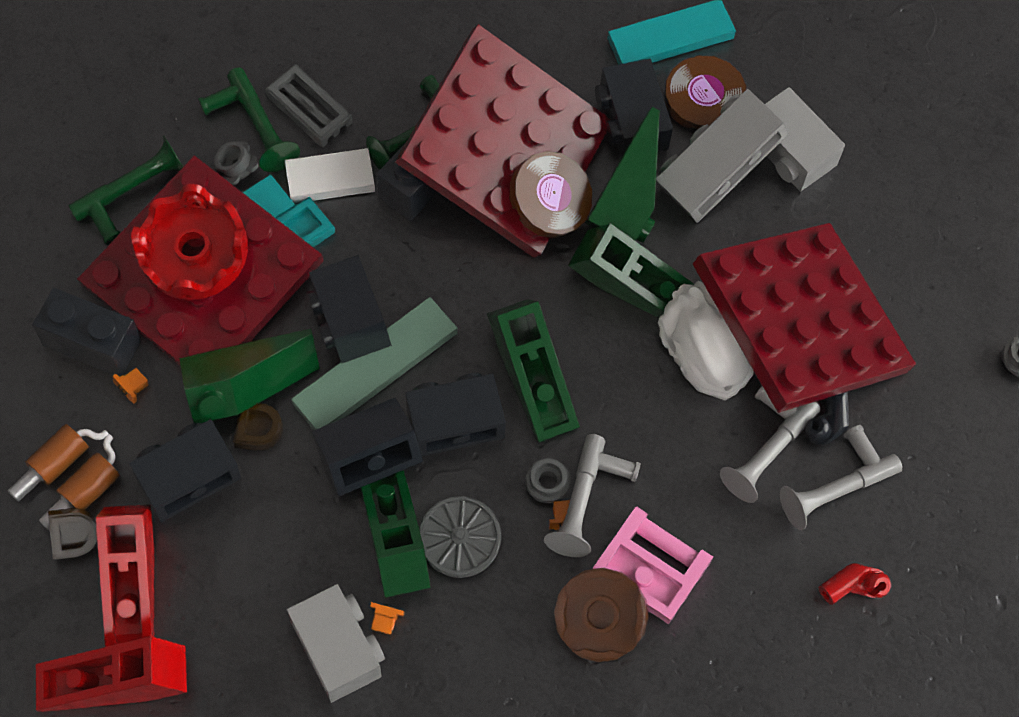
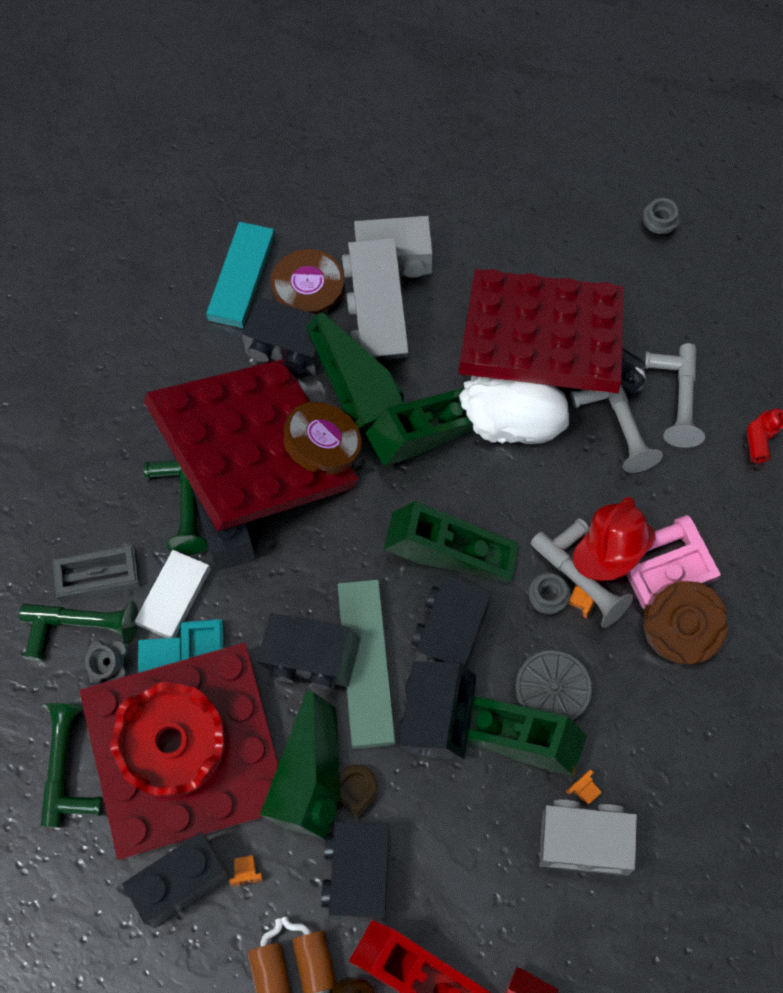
camera: 50 degrees left, 0 degrees up
(636, 505) = (614, 542): none -> red piece

